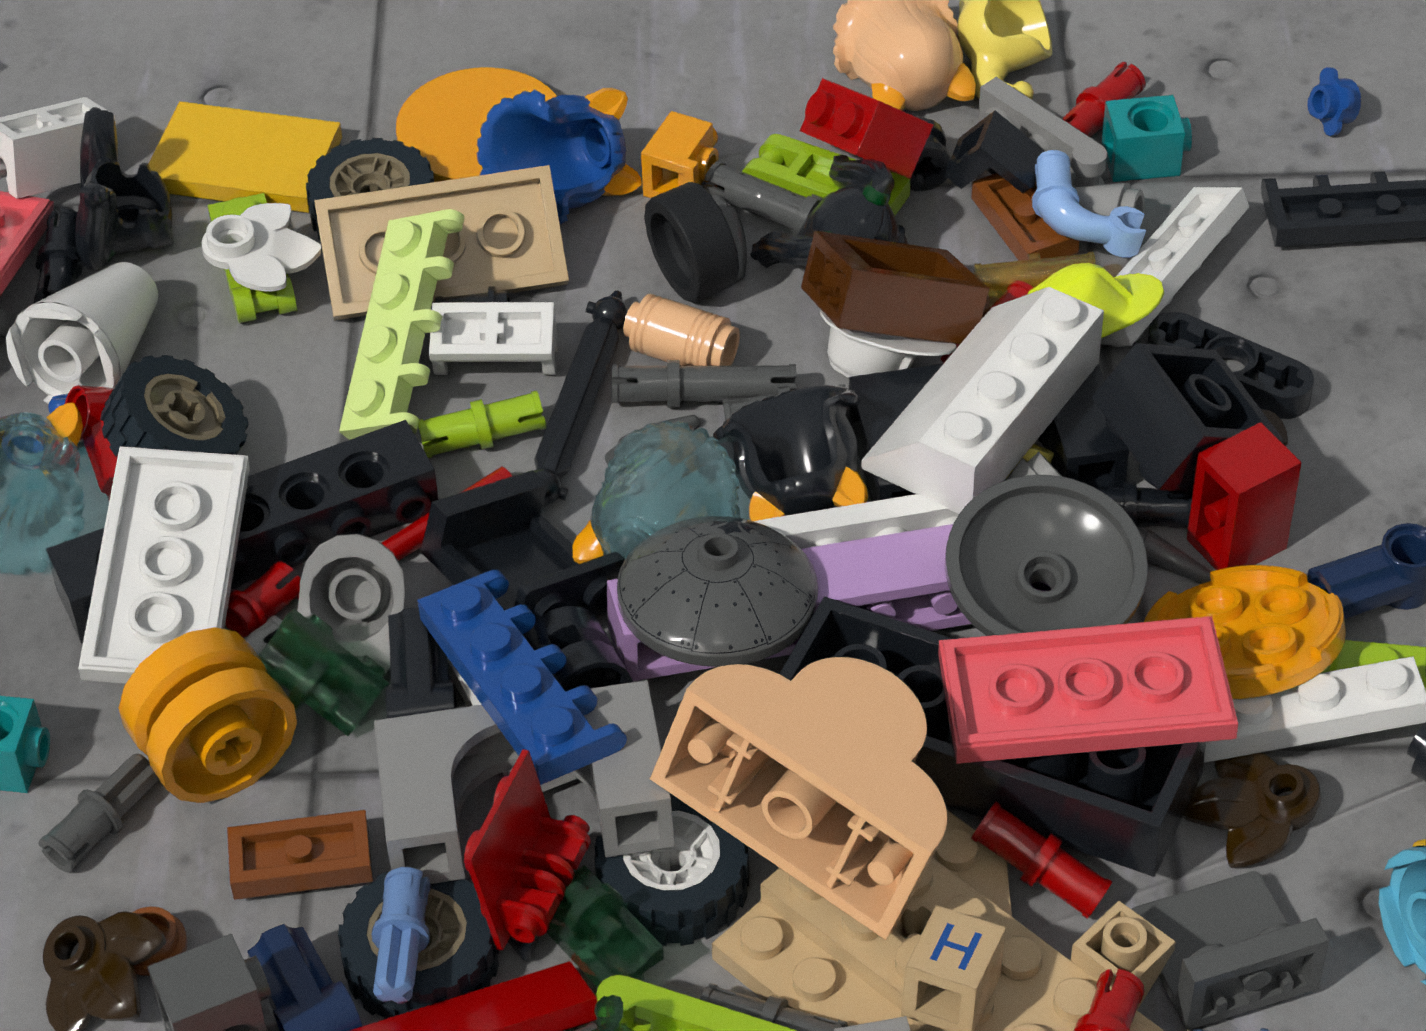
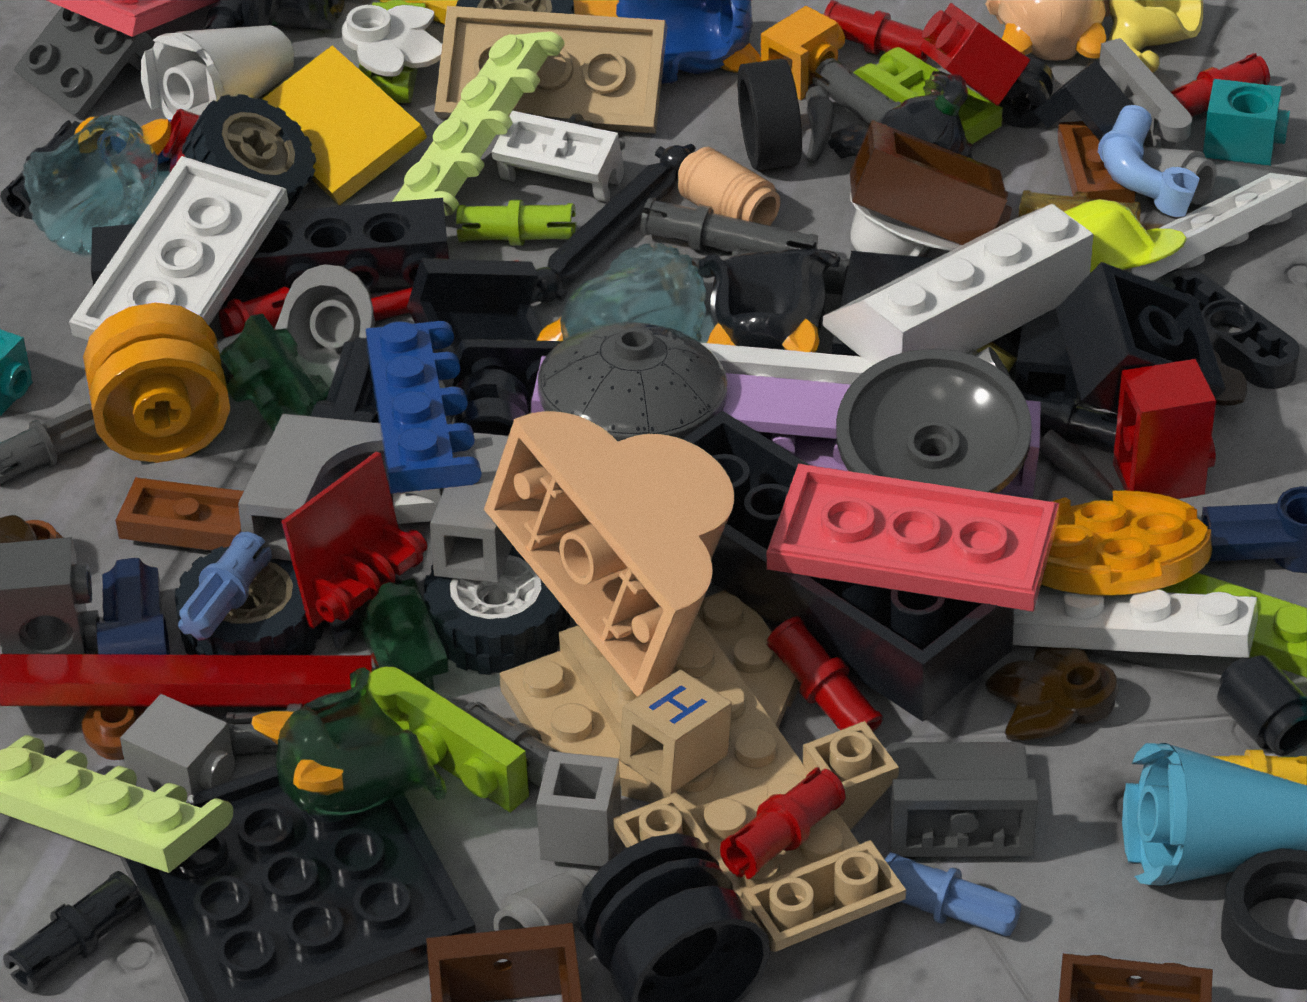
camera: 20 degrees right, 5 degrees down
(251, 346) = (349, 122): none -> yellow tile
(745, 119) = (876, 30): none -> red pin

